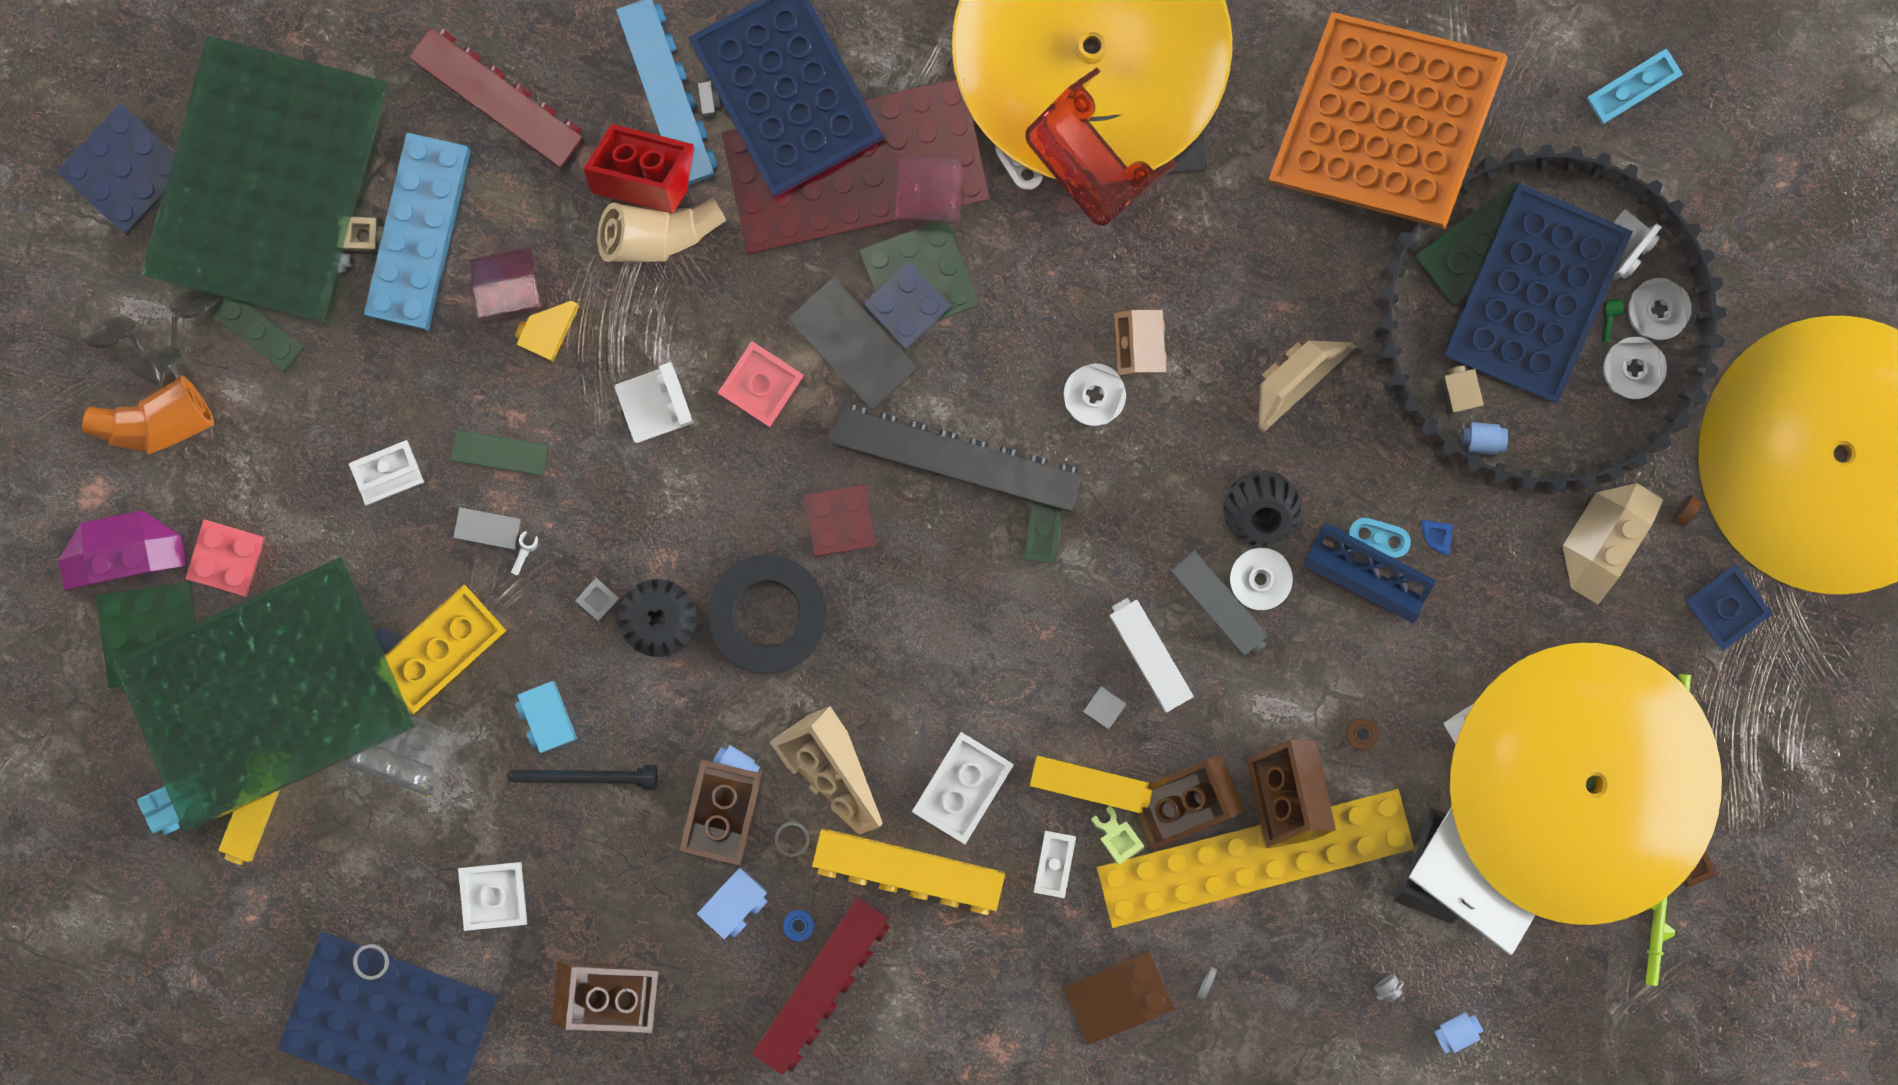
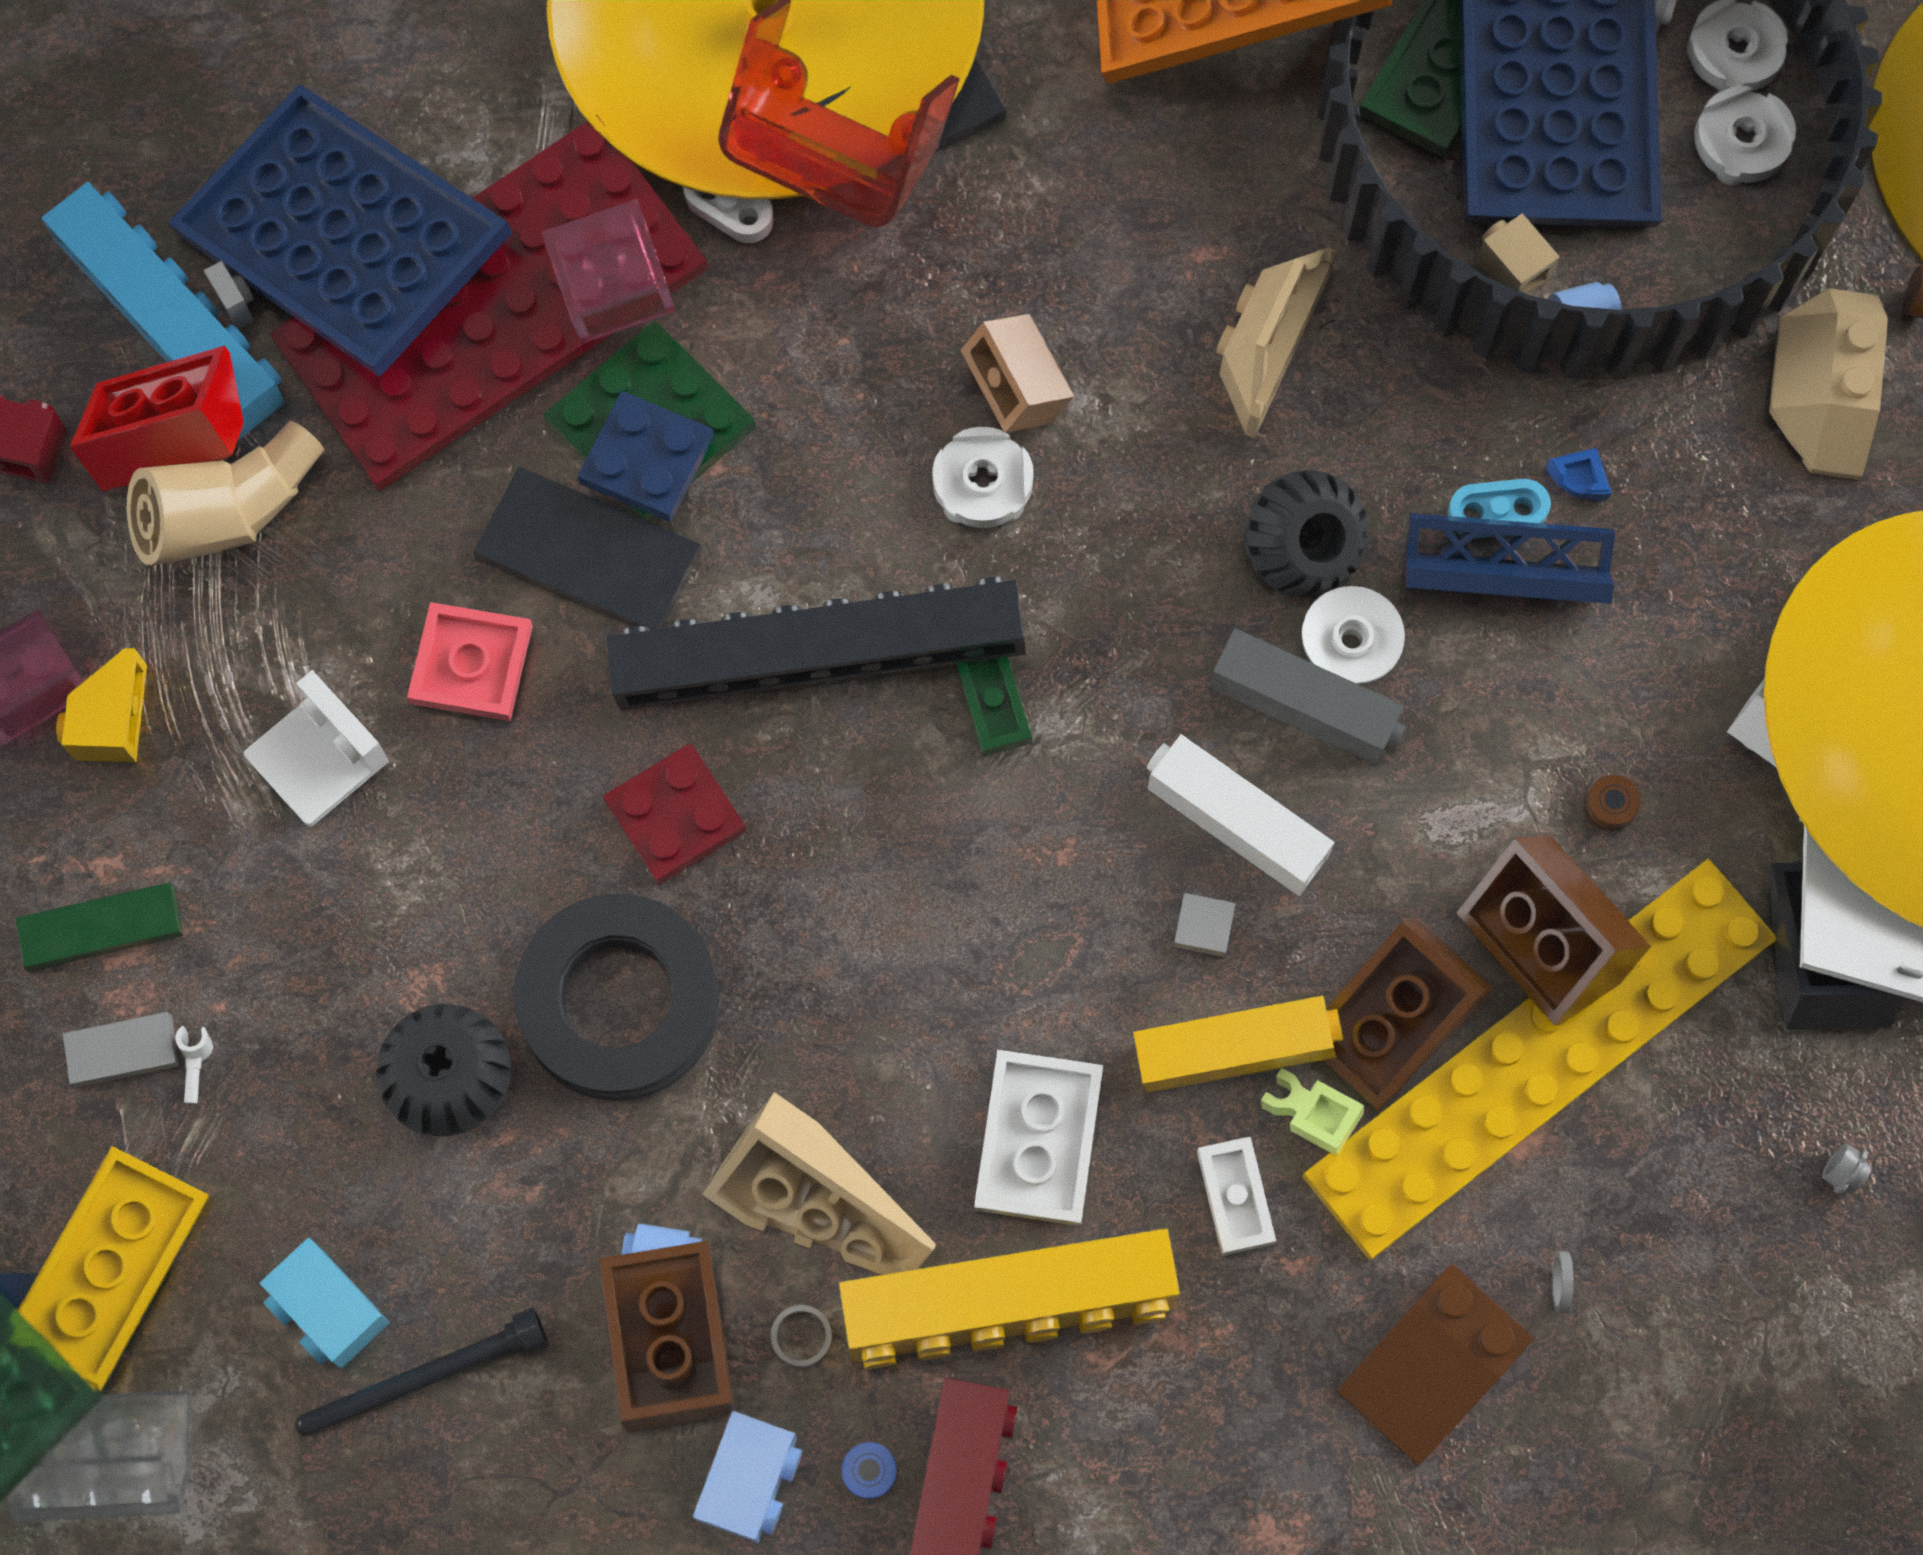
camera: 15 degrees left, 15 degrees down
(597, 599) = (338, 1085): light grey plate -> none
(1611, 308) = (1669, 73): green hand -> none

